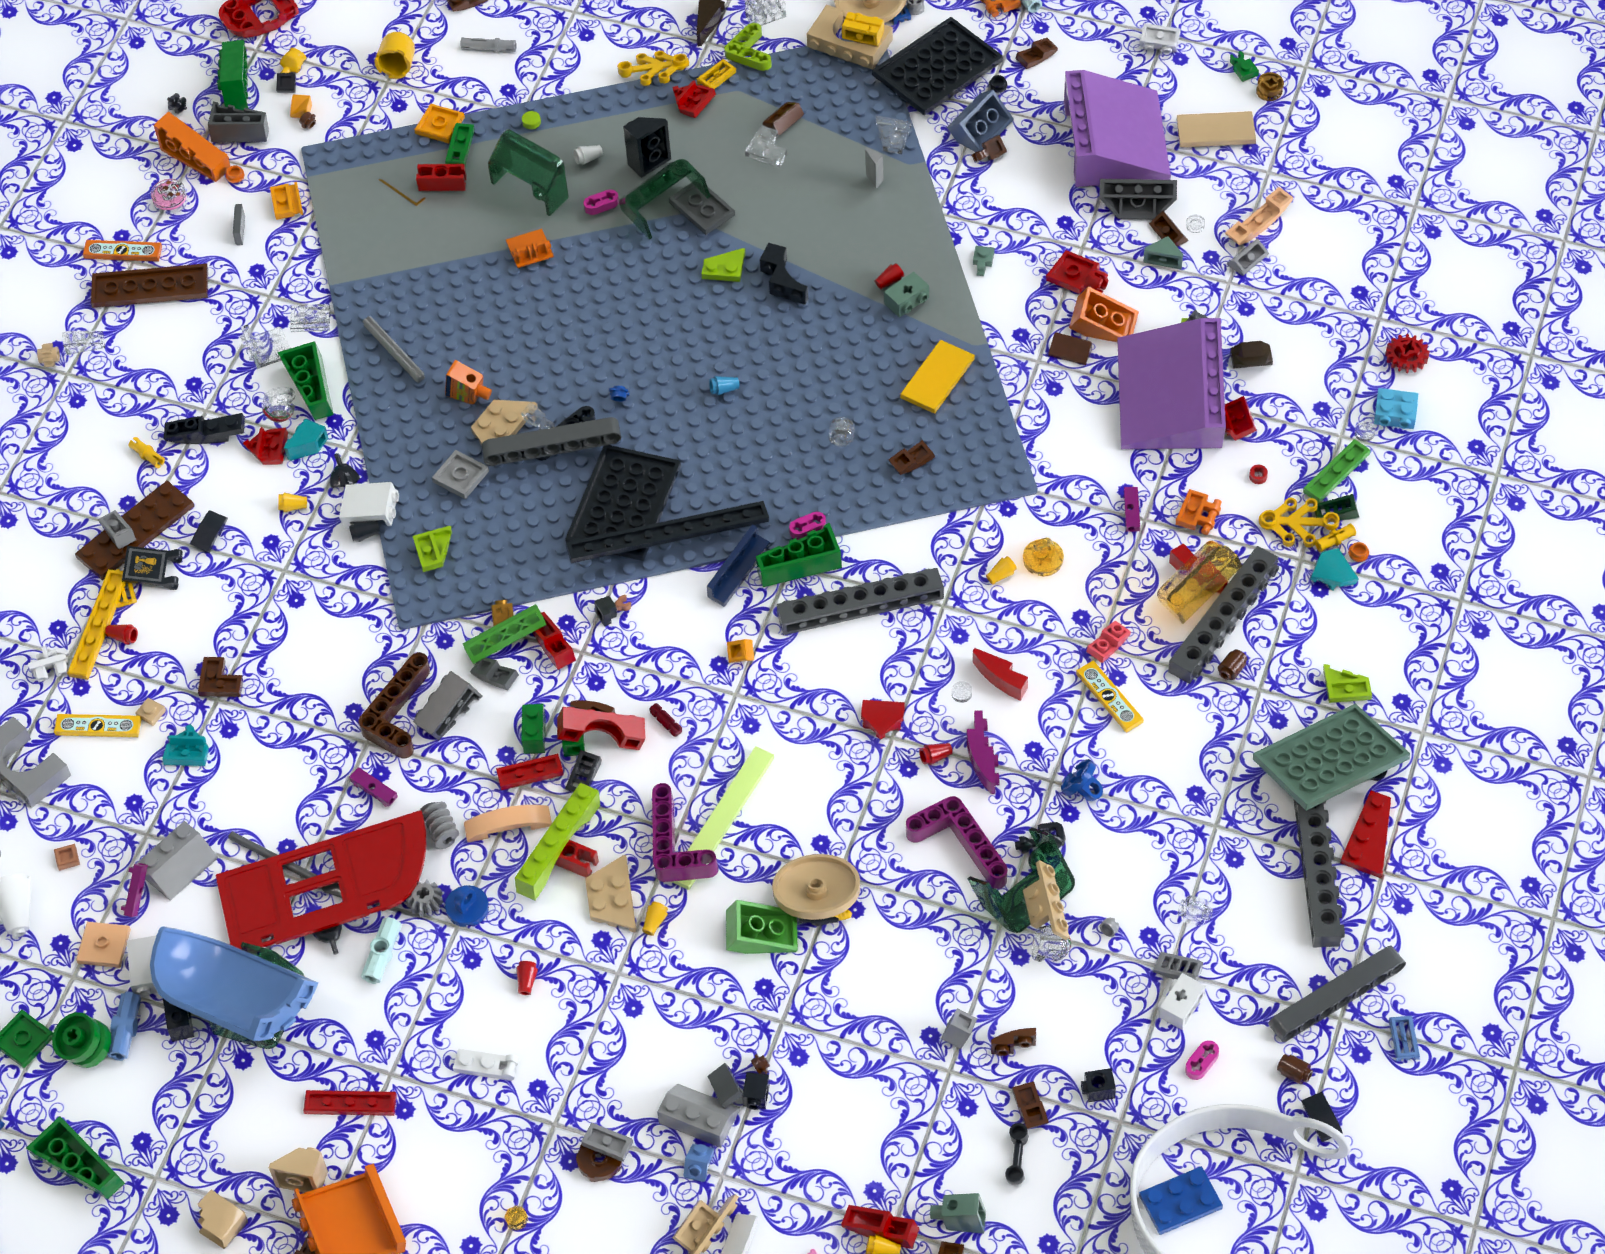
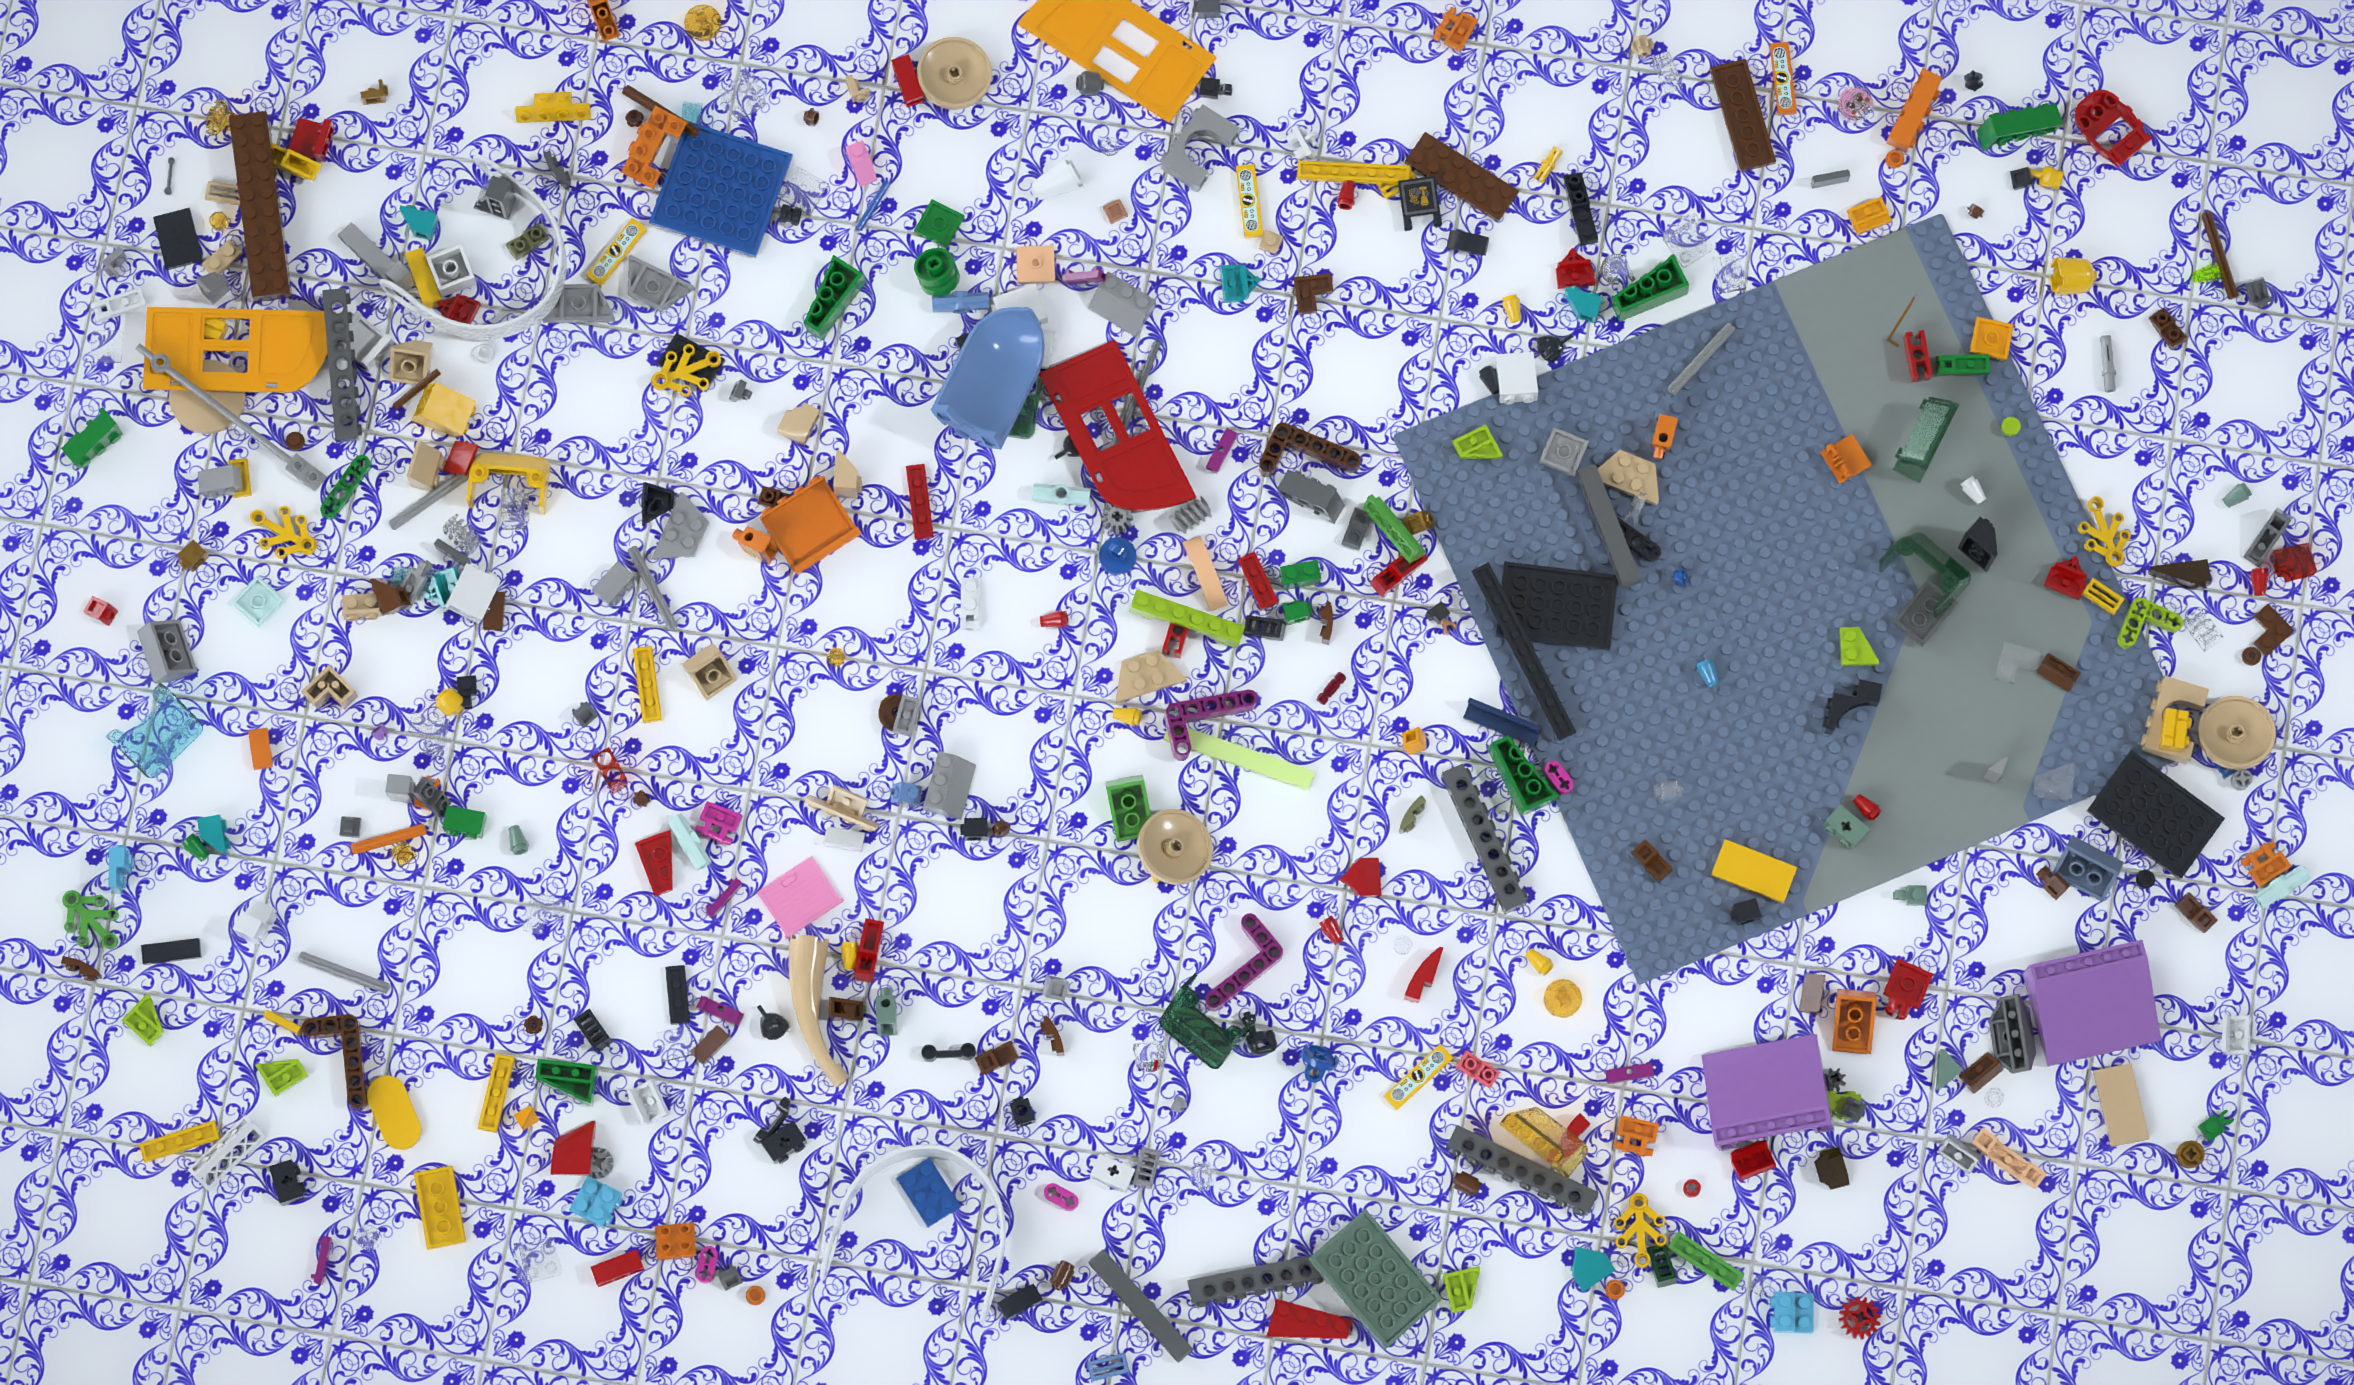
camera: 75 degrees right, 20 degrees up
(117, 529) = (1453, 161): light grey slope -> none
(237, 125) = (1952, 144): dark grey wedge -> none
(299, 105) = (1992, 200): light orange slope -> none
(601, 202) = (1919, 512): dark pink beam -> none
(624, 729) = (1309, 656): arch -> none
(725, 1085) = (975, 802): dark grey tile -> none
(823, 664) = (1409, 820): none -> olive slope
(979, 385) = (1745, 912): none -> black brick
(981, 754) = (1329, 972): magenta slope -> none
(1044, 902) = (1181, 1043): tan bracket -> none
(1335, 537) = (1635, 1277): yellow pin -> none

